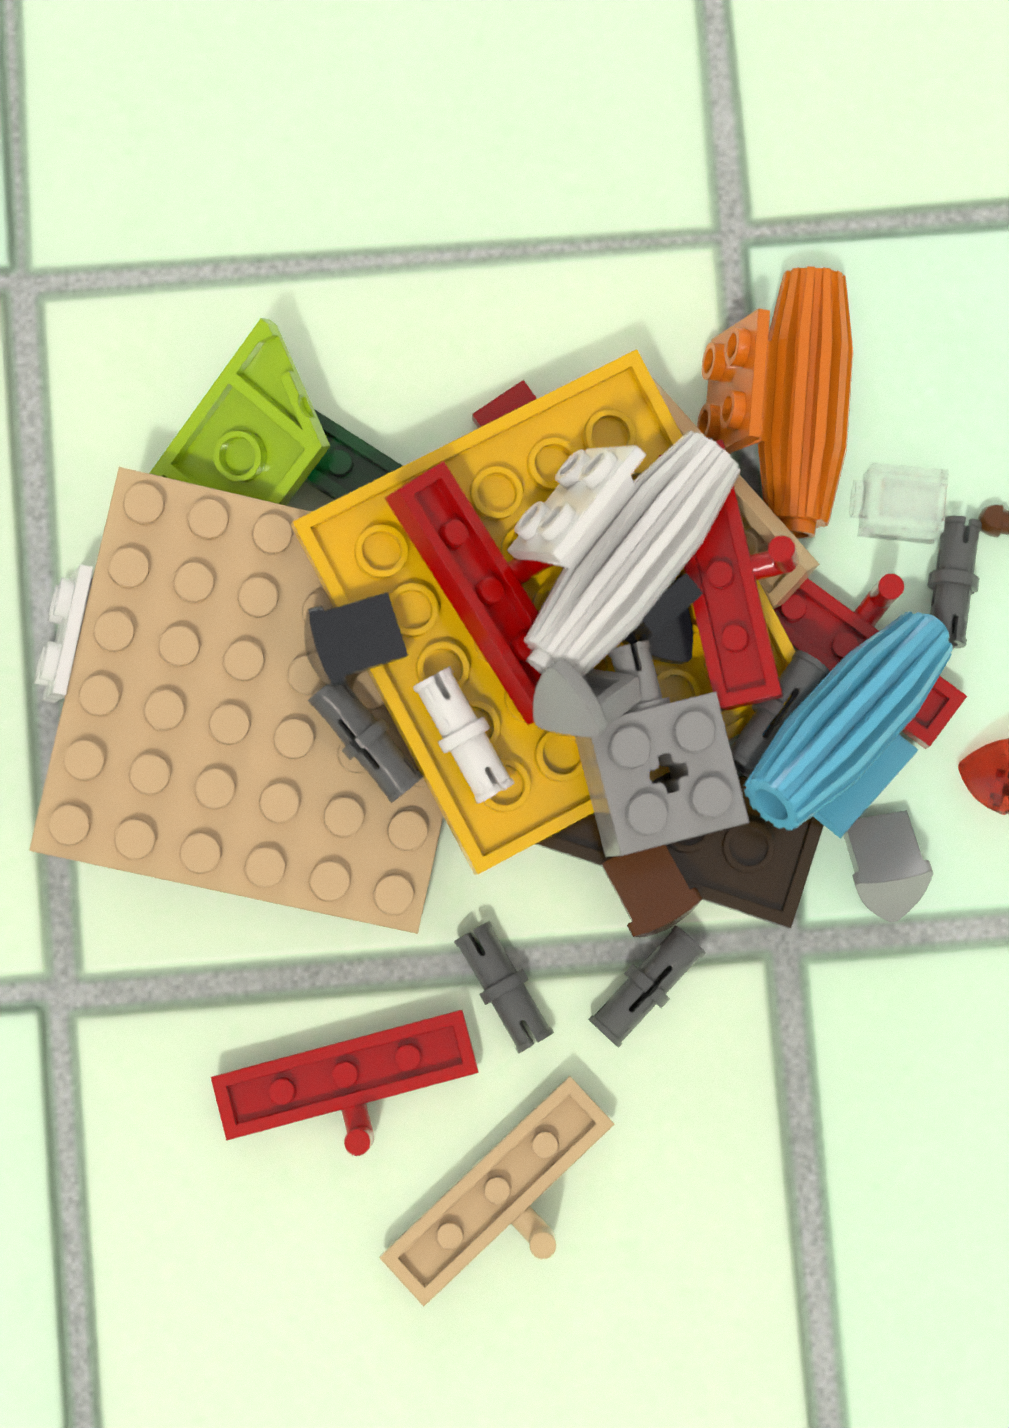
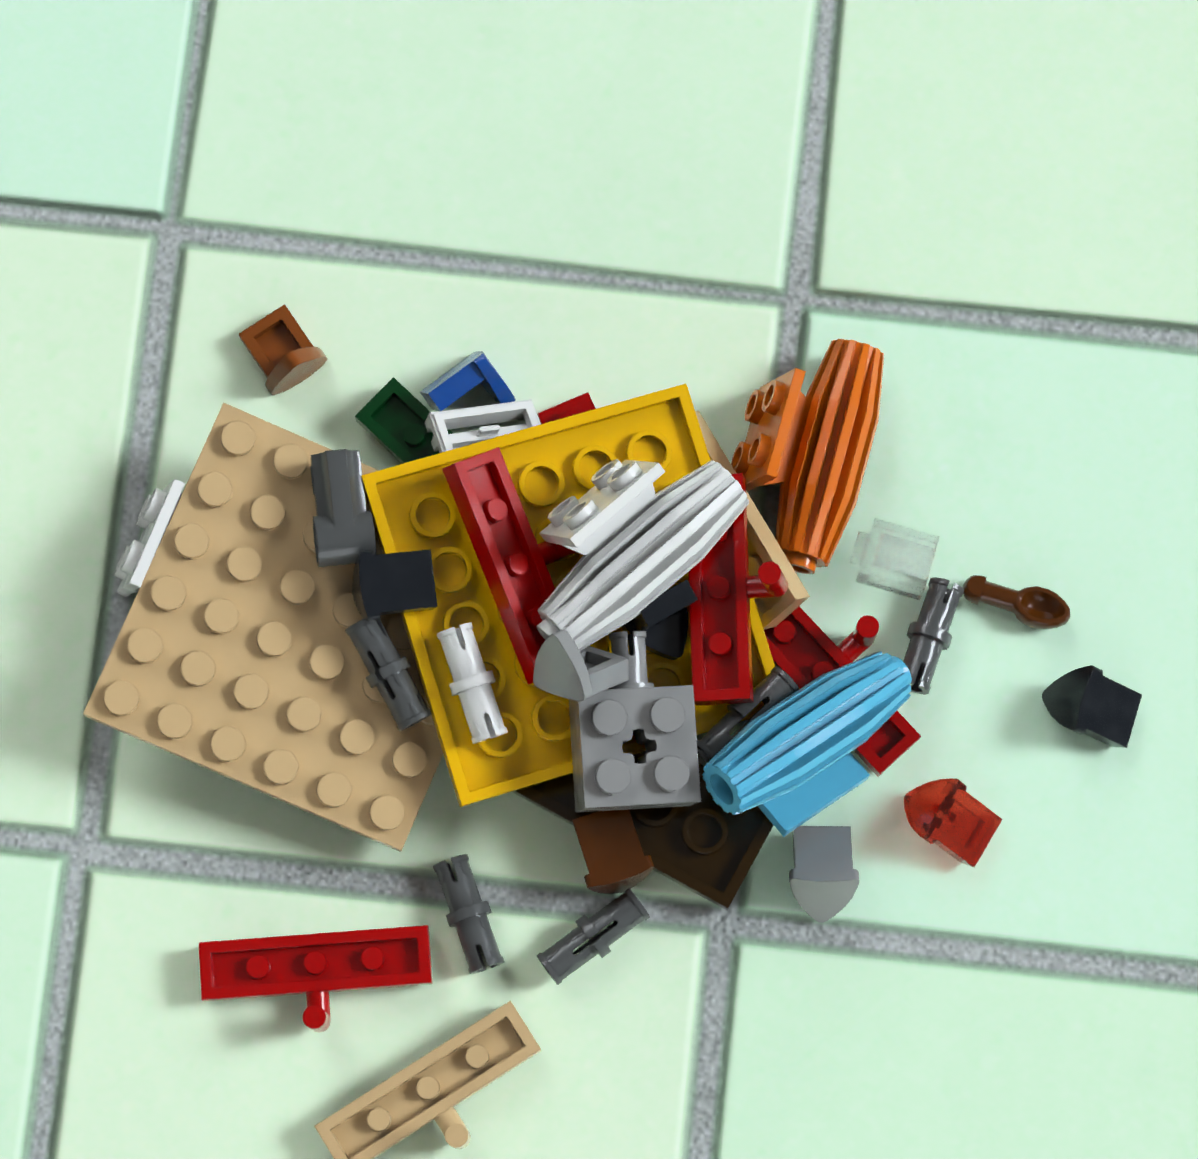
camera: 10 degrees right, 5 degrees down
(167, 390) = (282, 350): none -> dark orange tile
(252, 427) = (344, 390): lime wing -> none
(280, 578) = (342, 521): none -> dark grey piece
(368, 442) = (442, 421): none -> white tile
(382, 388) = (463, 378): none -> blue tile

